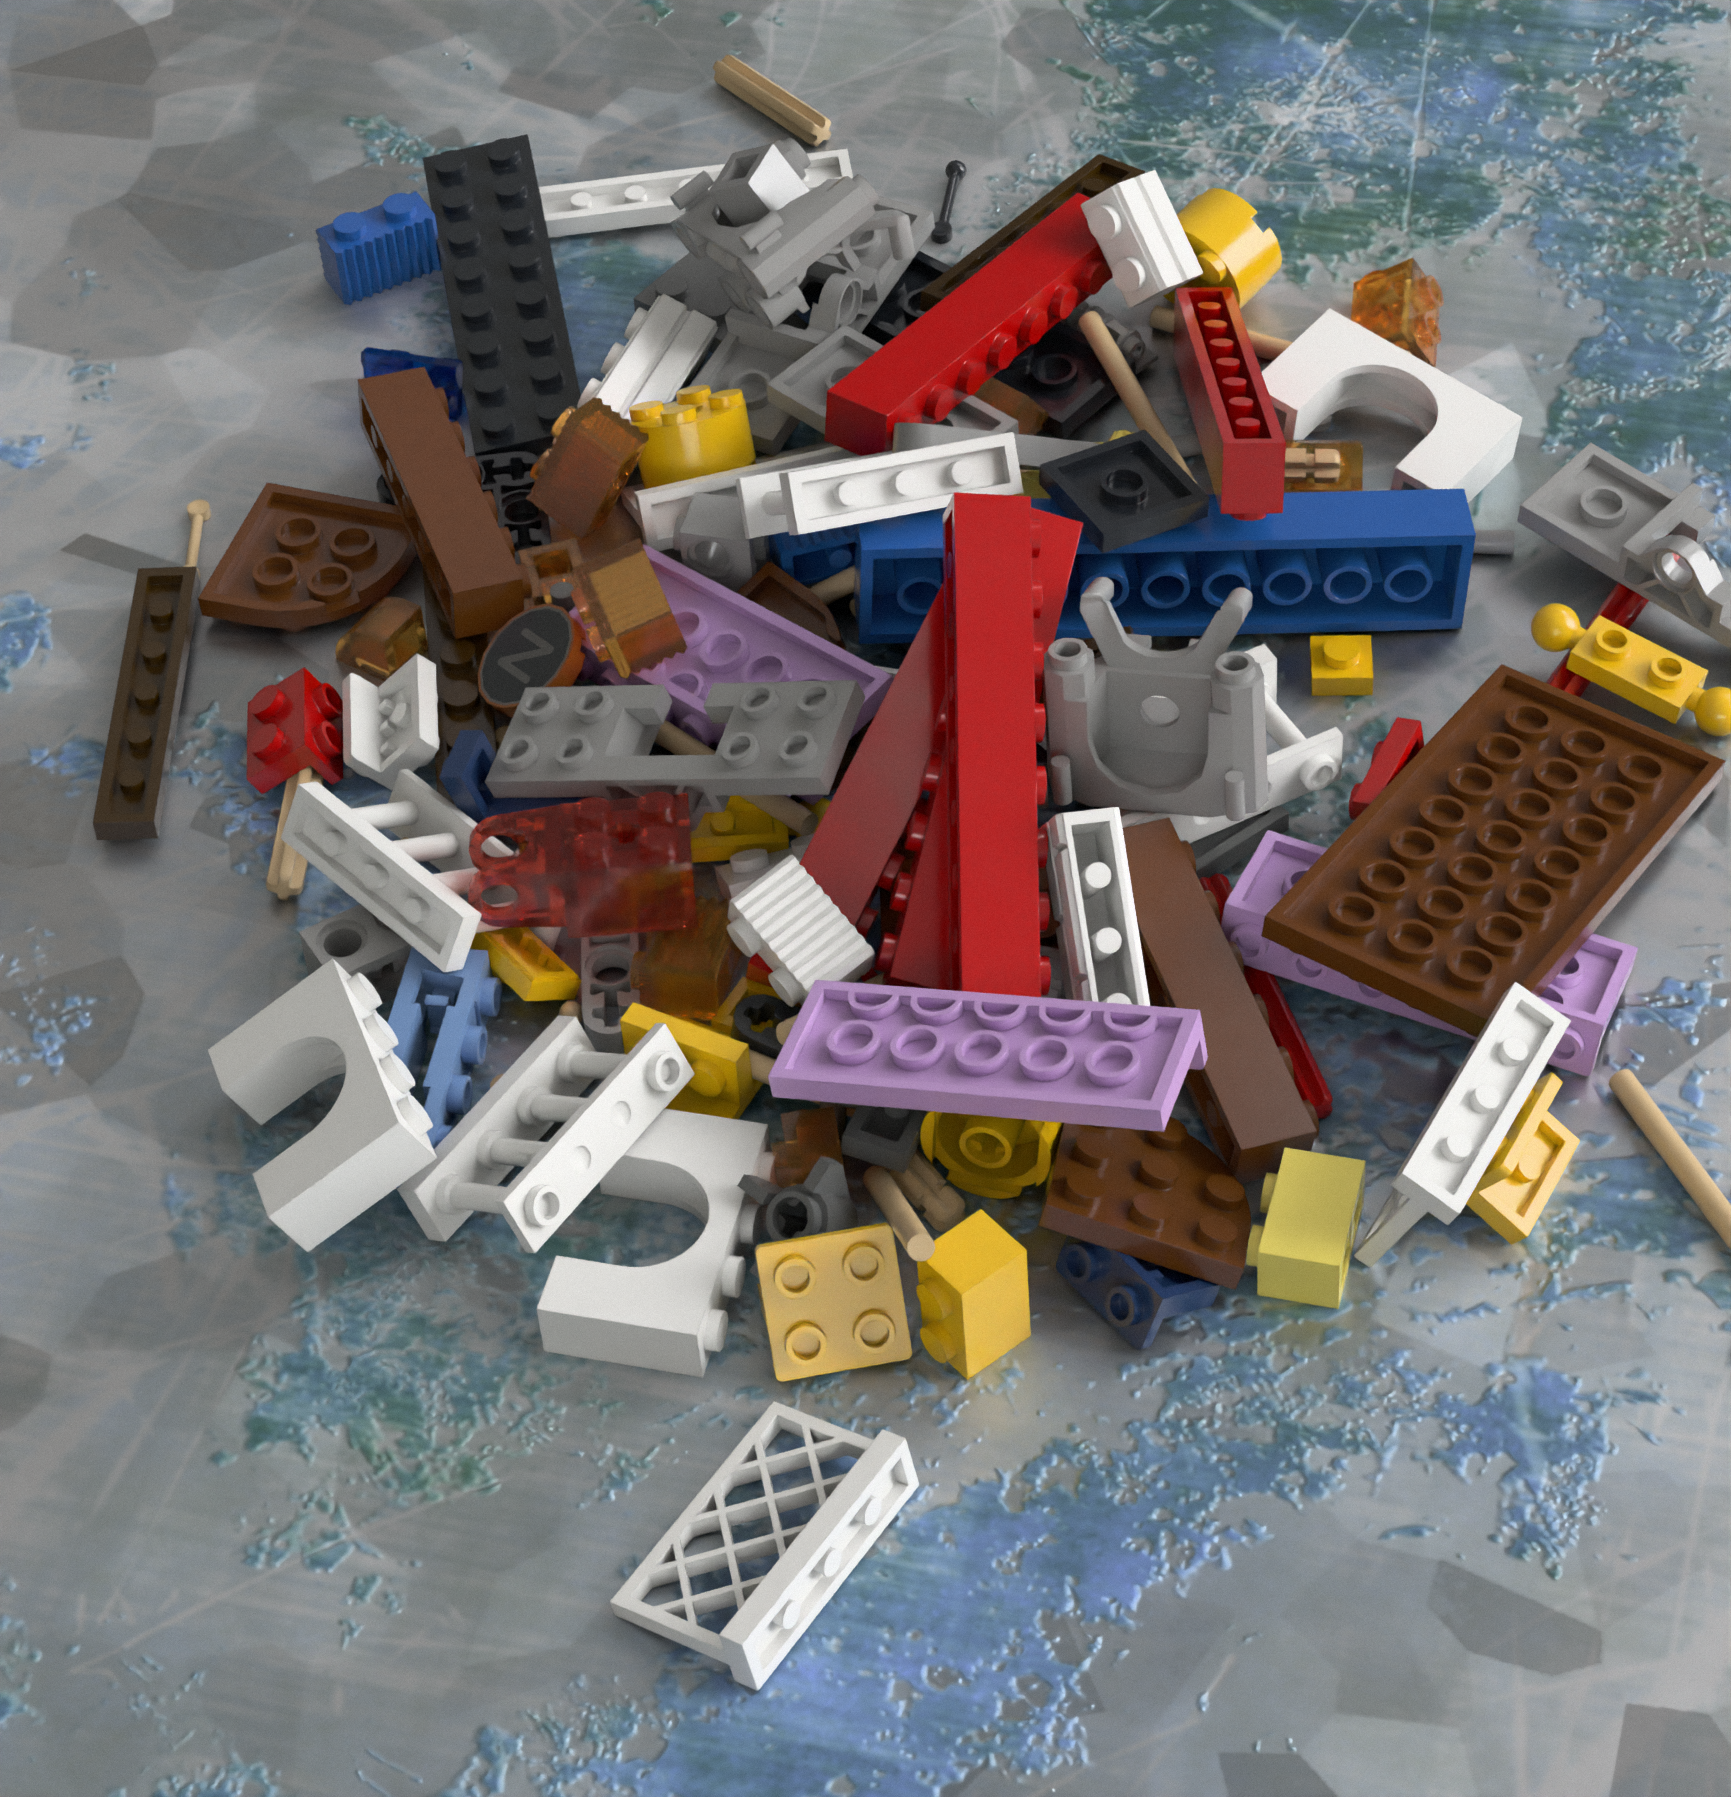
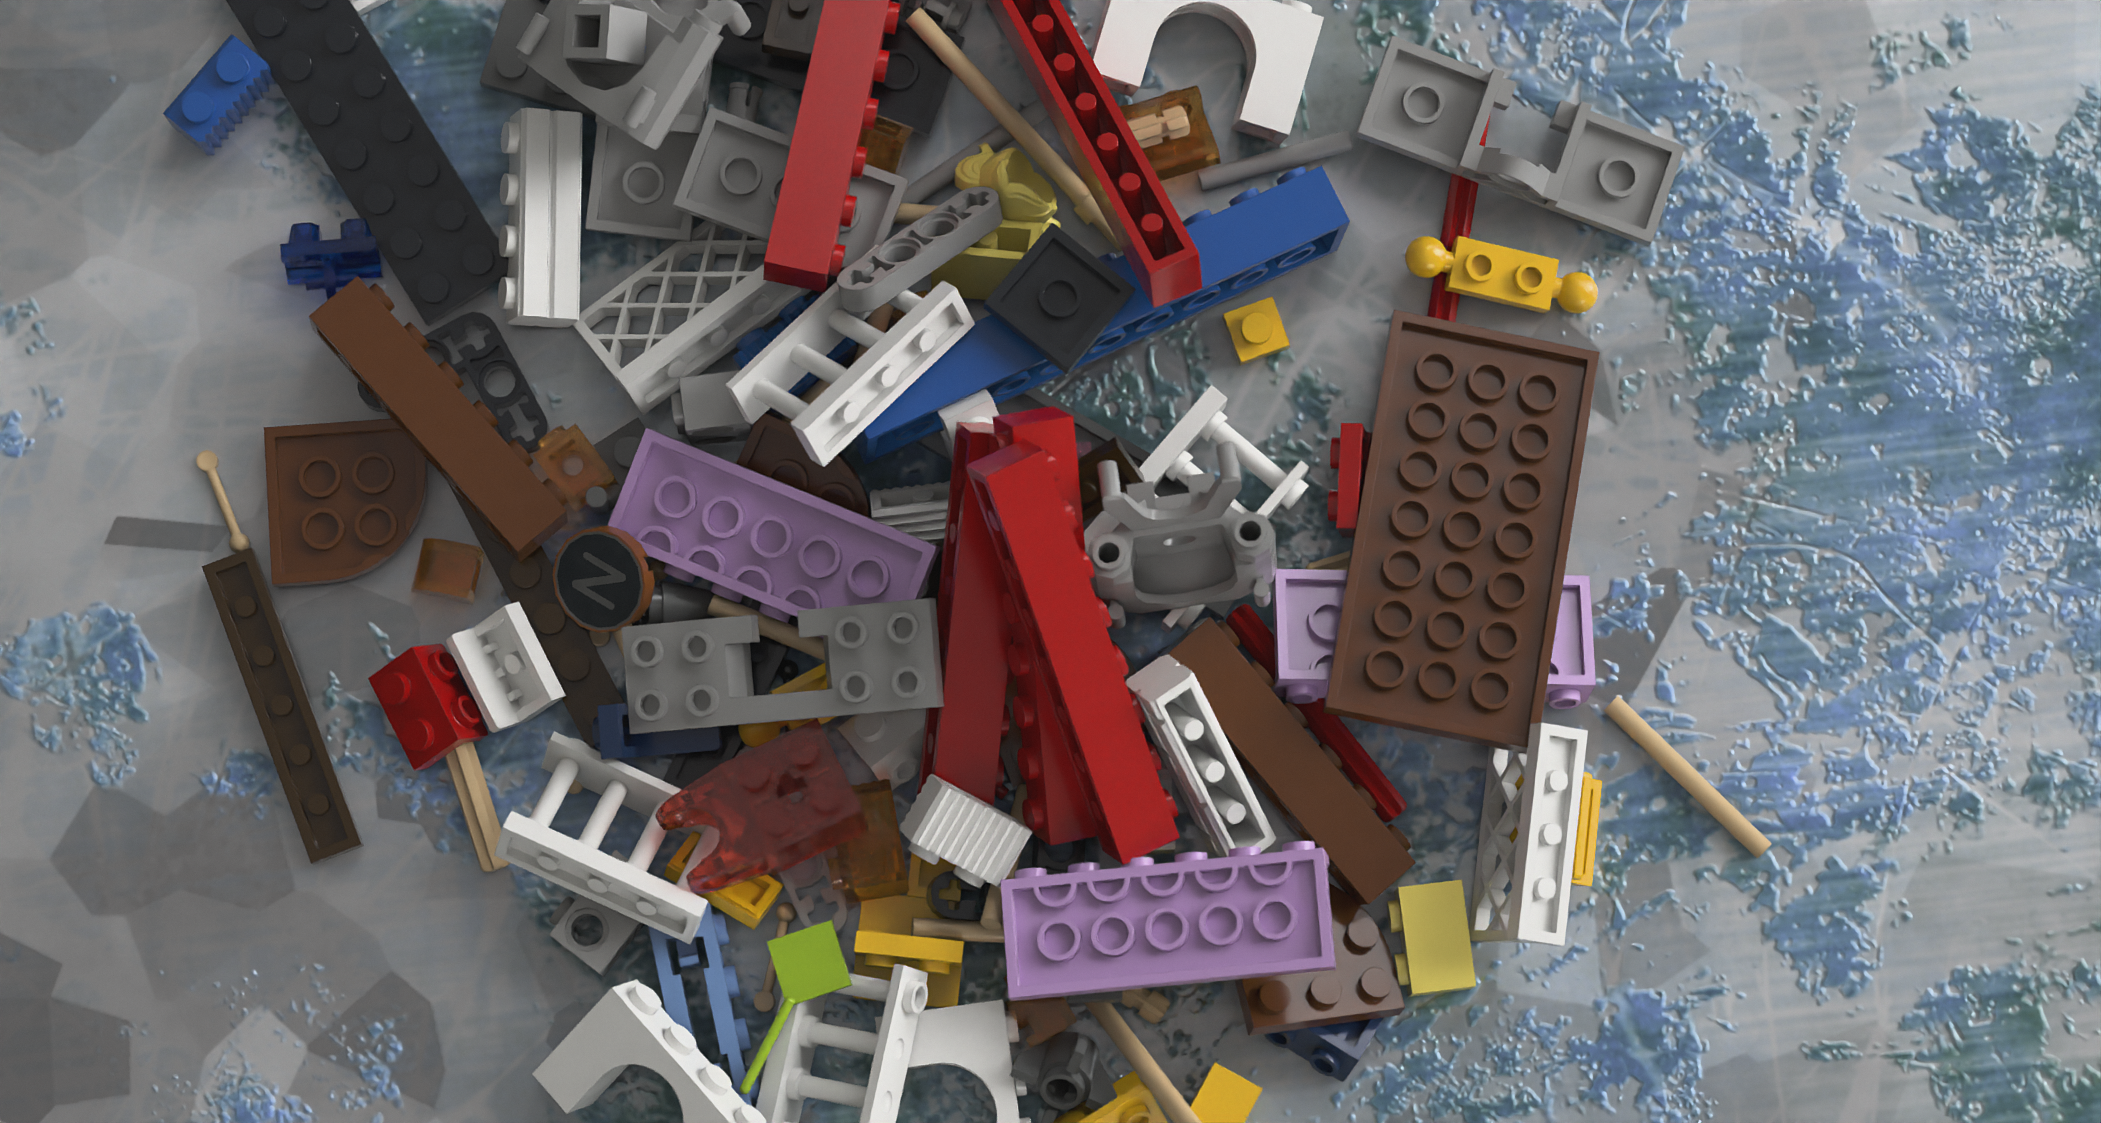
camera: 30 degrees left, 35 degrees up
(553, 1031) = (807, 967): none -> lime piece
(586, 466) = (553, 346): clear orange brick -> none
(628, 610) = (676, 526): clear orange brick -> none
(693, 435) = (629, 278): yellow brick -> none

